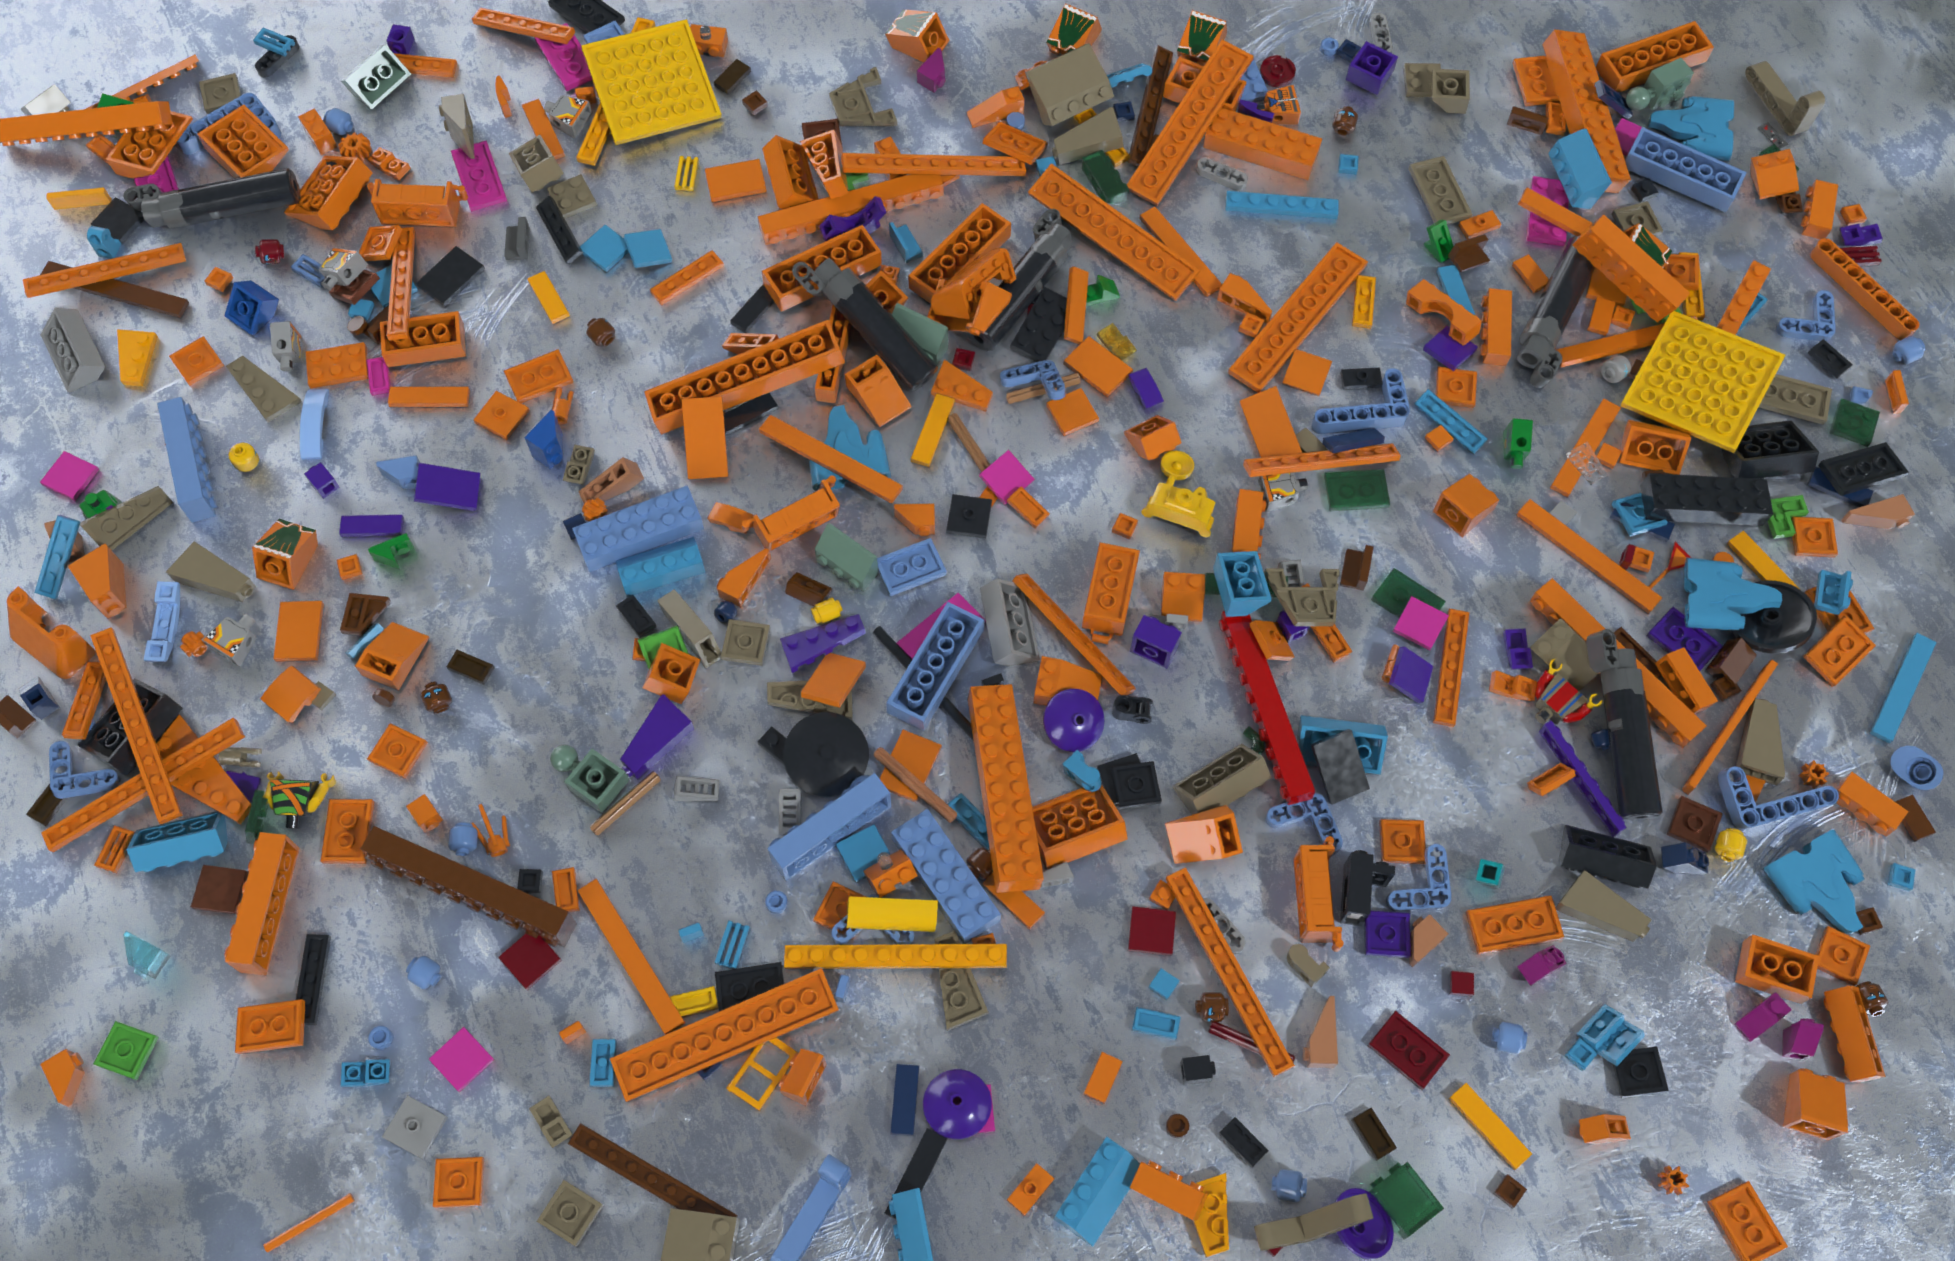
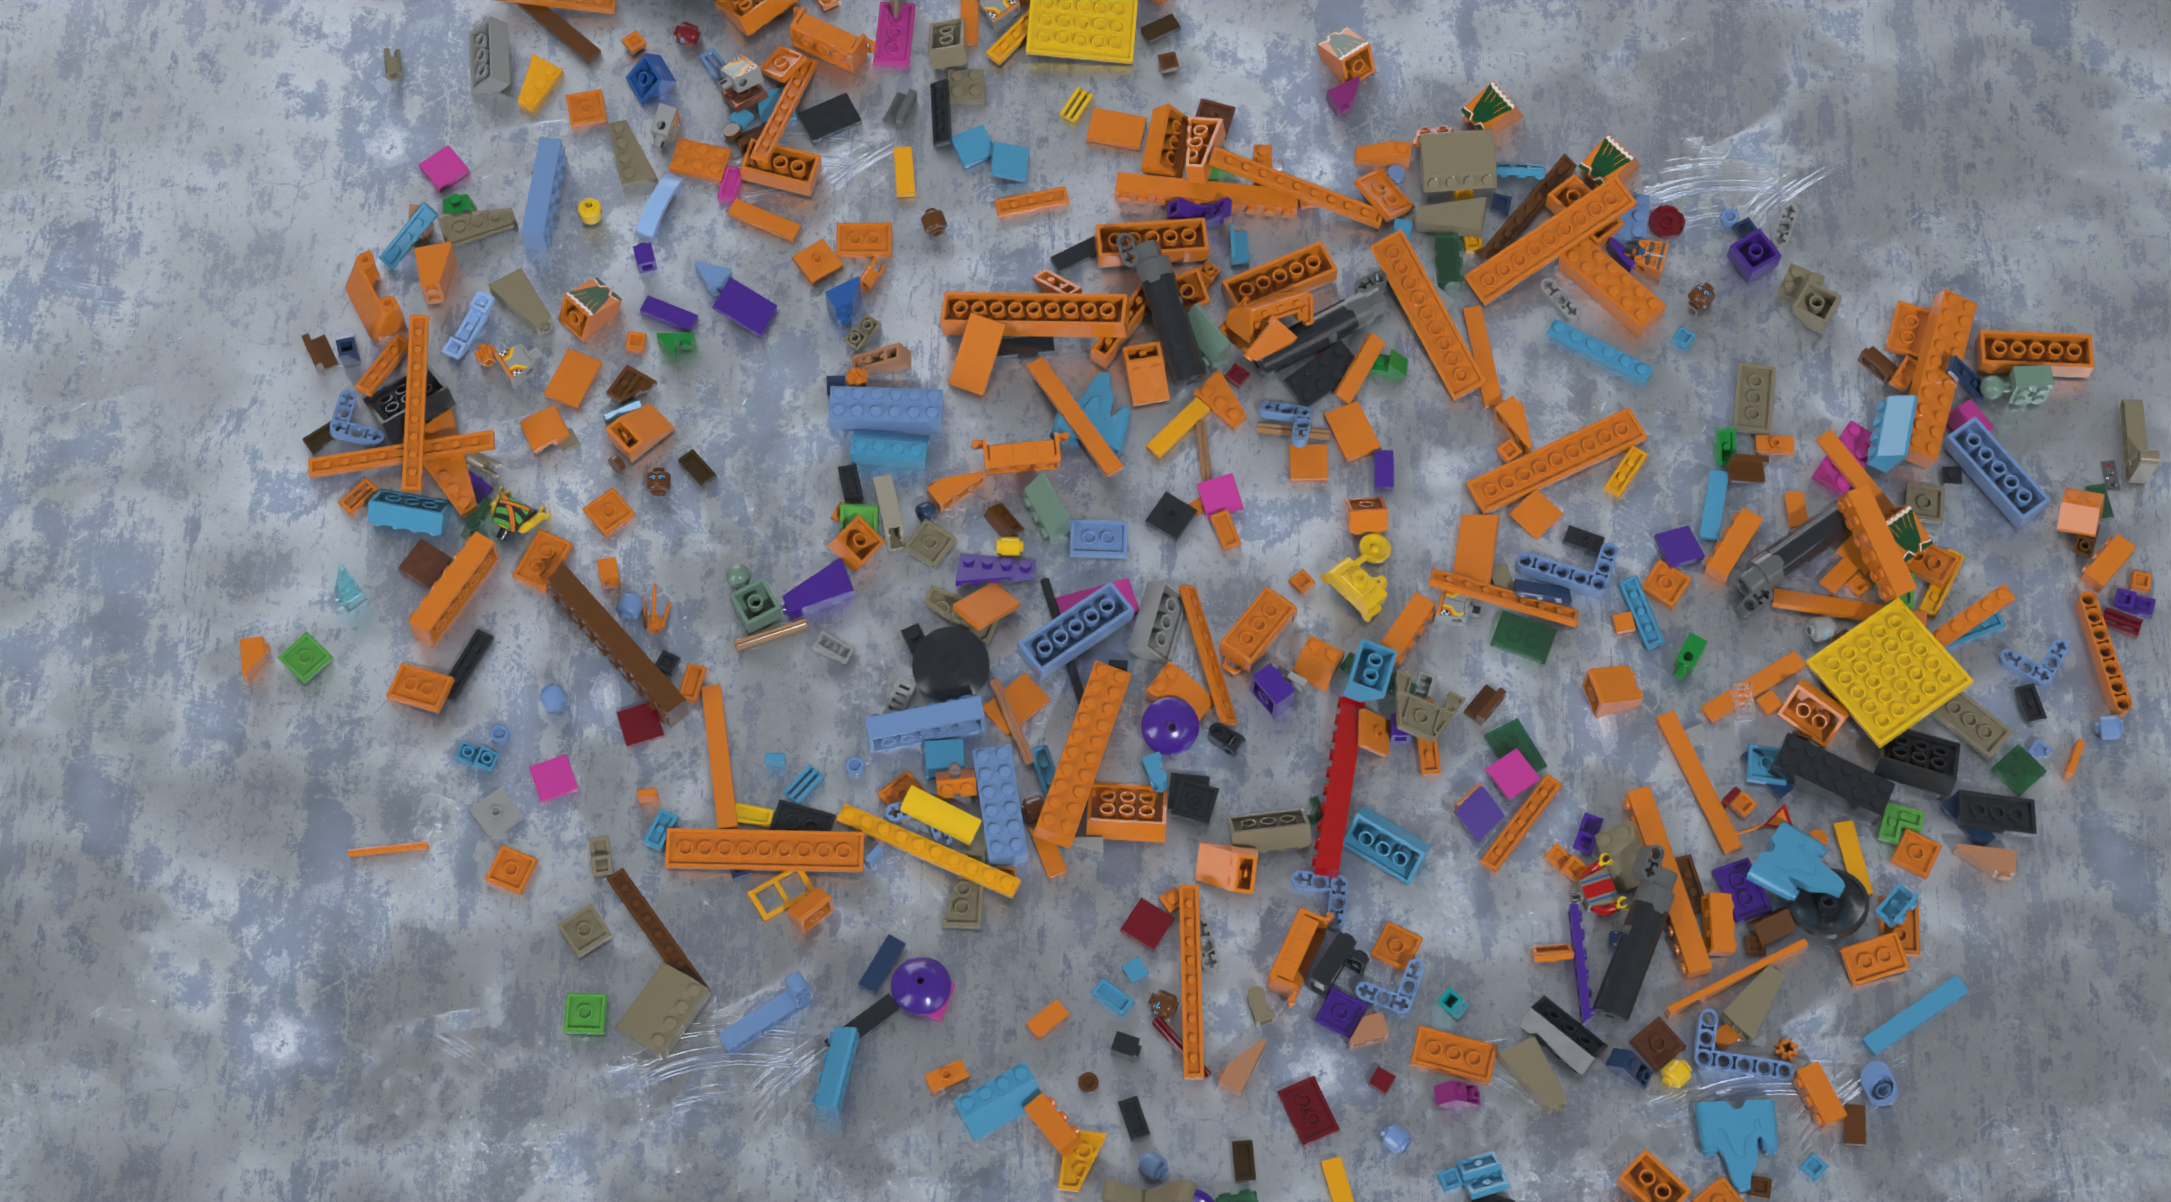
camera: 25 degrees right, 0 degrees up
(728, 516) = (966, 430): orange slope -> none
(854, 107) = (1255, 99): dark tan wing -> none
(916, 517) = (1126, 499): orange slope -> none
(1115, 342) = (1379, 416): clear yellow slope -> none
(1340, 766) = (1373, 861): black tile -> none
(1427, 298) = (1682, 492): orange arch -> none
(1701, 123) = (2041, 437): dark azure rock -> none

